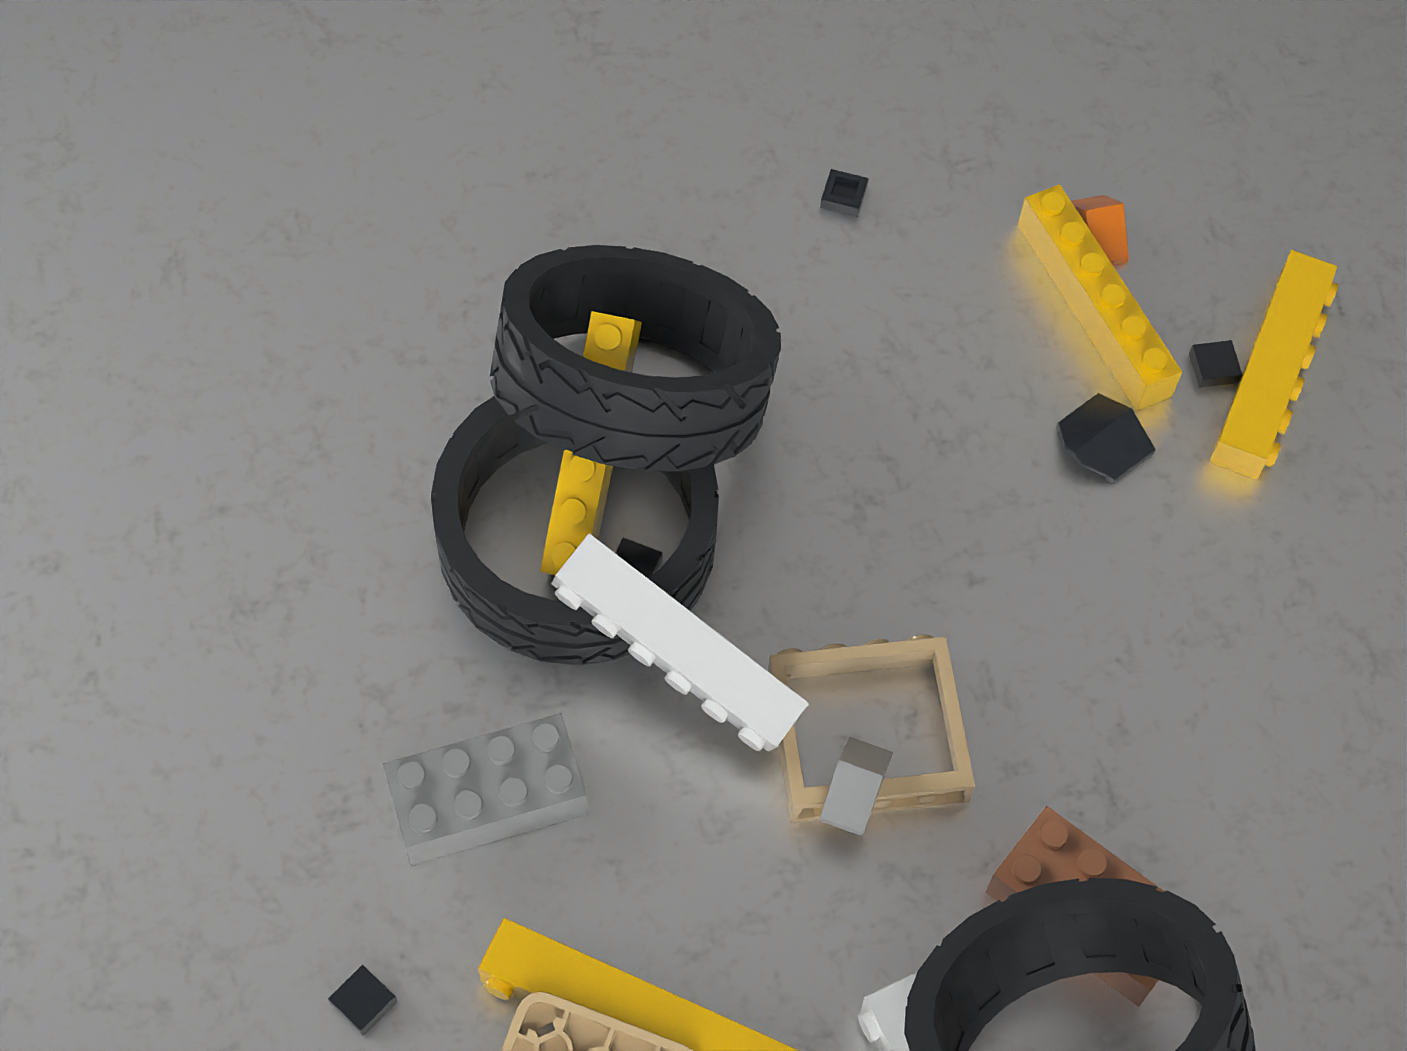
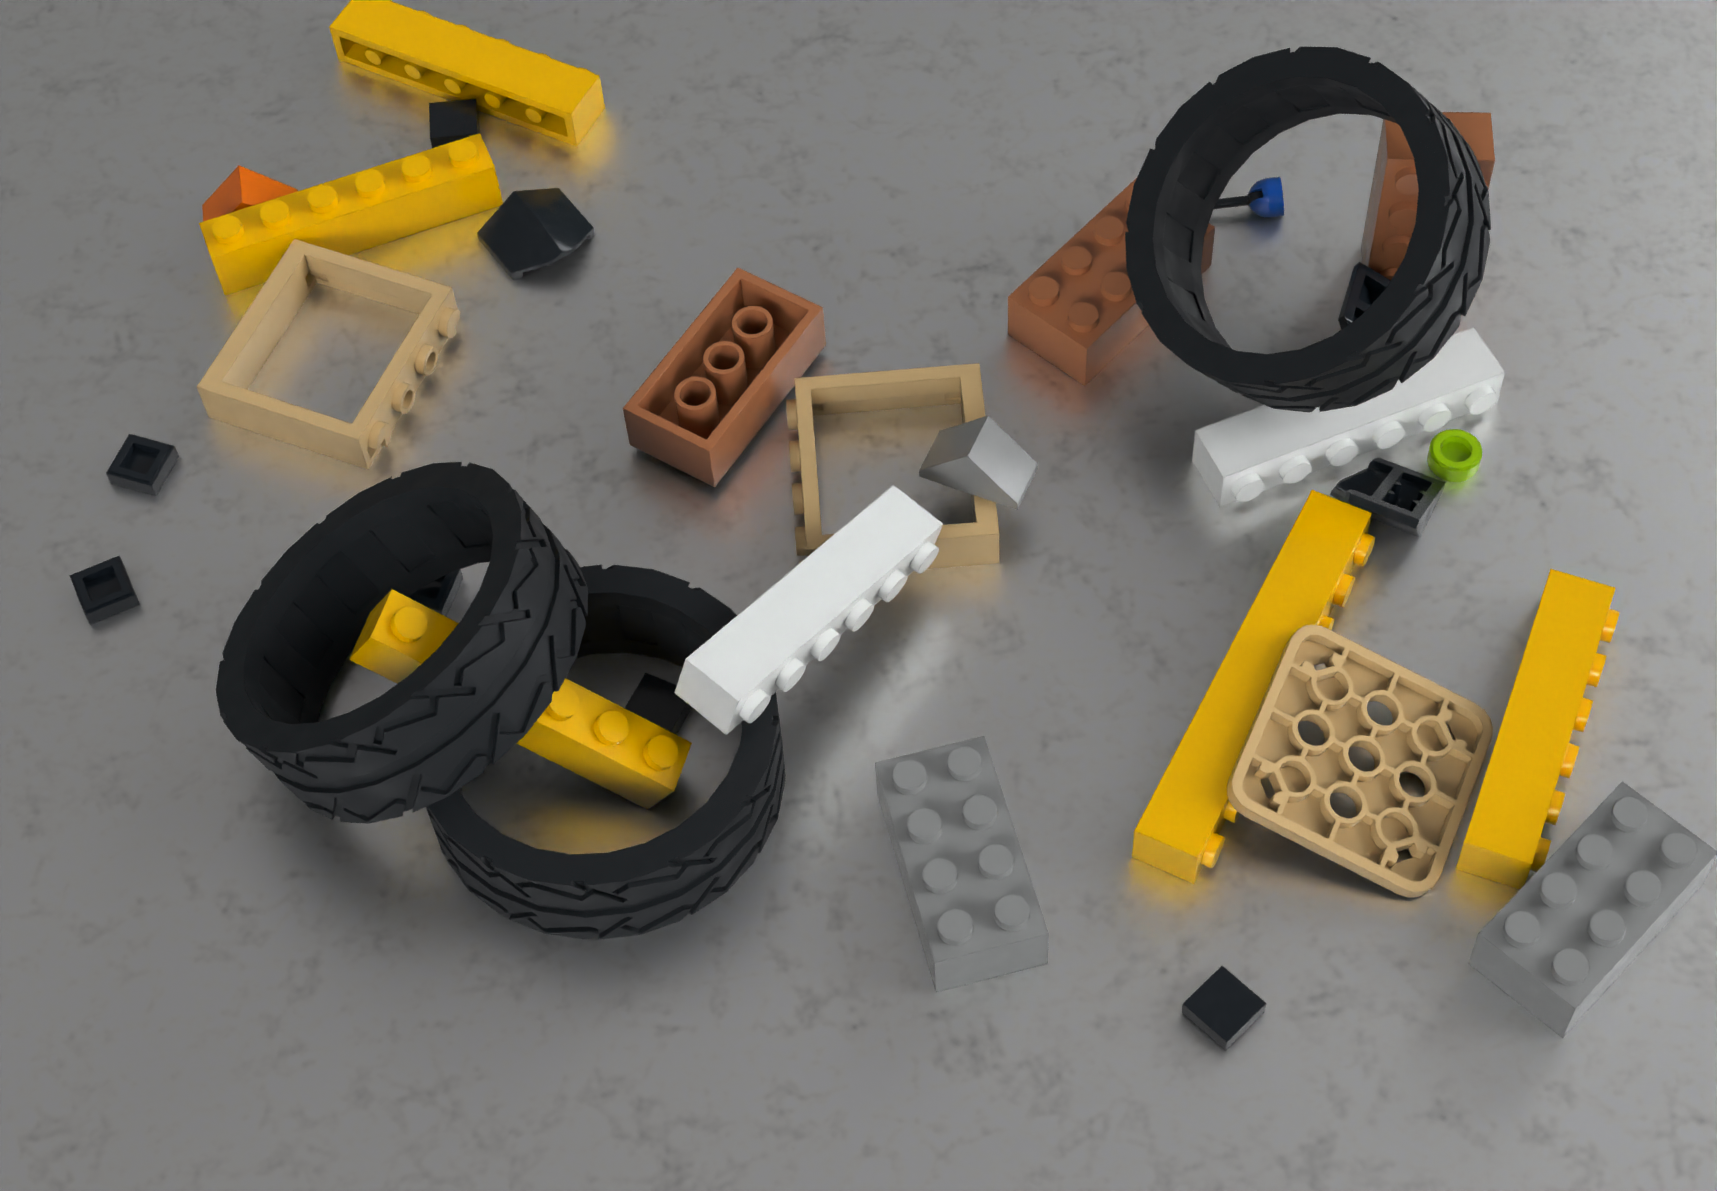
camera: 80 degrees left, 5 degrees down
(729, 186) = (104, 590): none -> black tile
(949, 585) = (725, 376): none -> nougat brick
(970, 249) = (249, 346): none -> tan window

